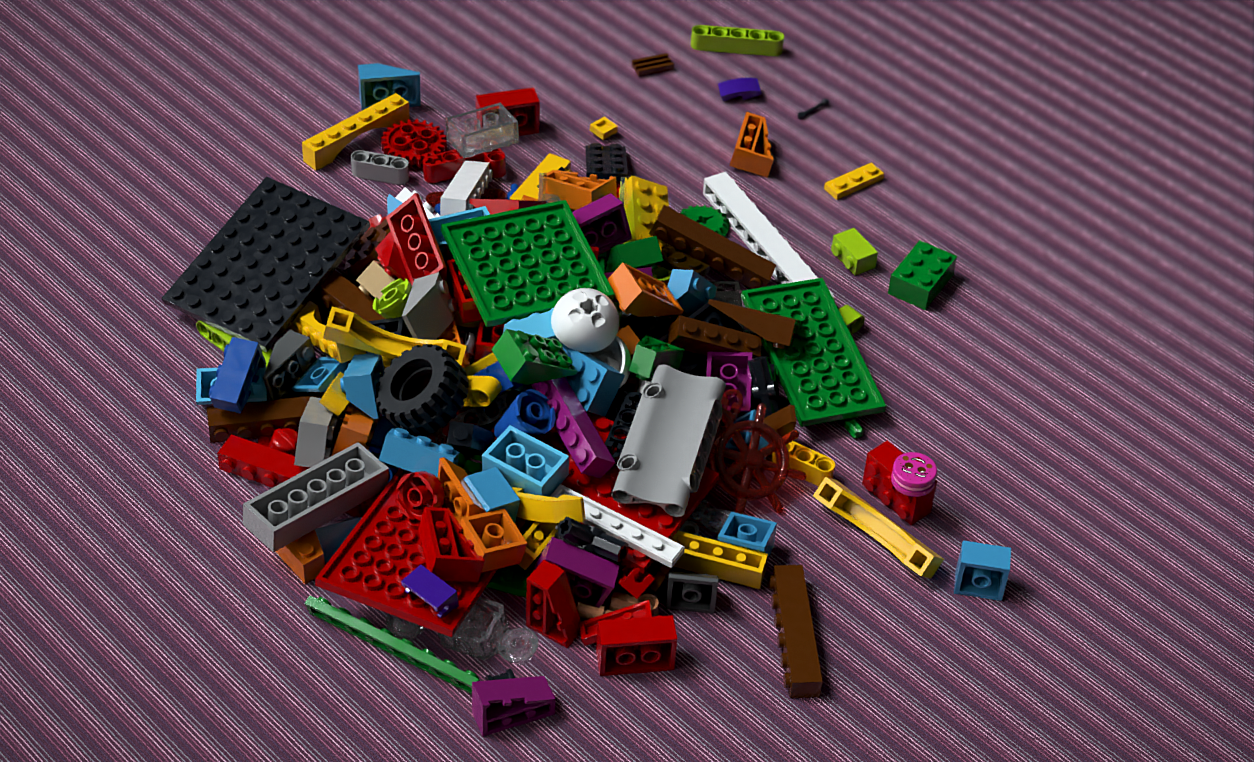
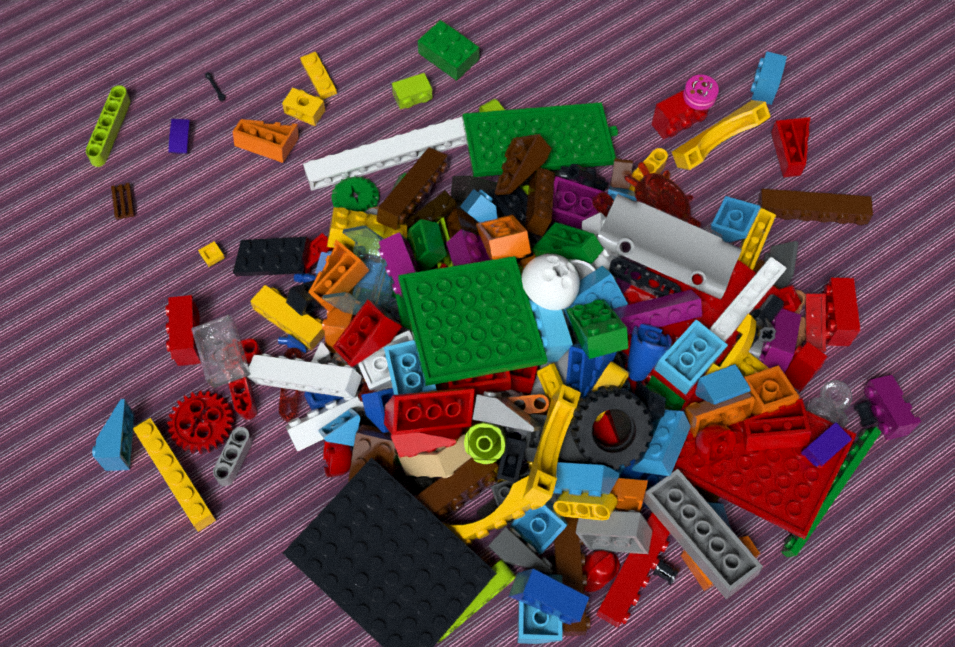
camera: 80 degrees left, 20 degrees up
(805, 171) = (295, 106): none -> yellow brick
(882, 600) = (791, 145): none -> red wedge

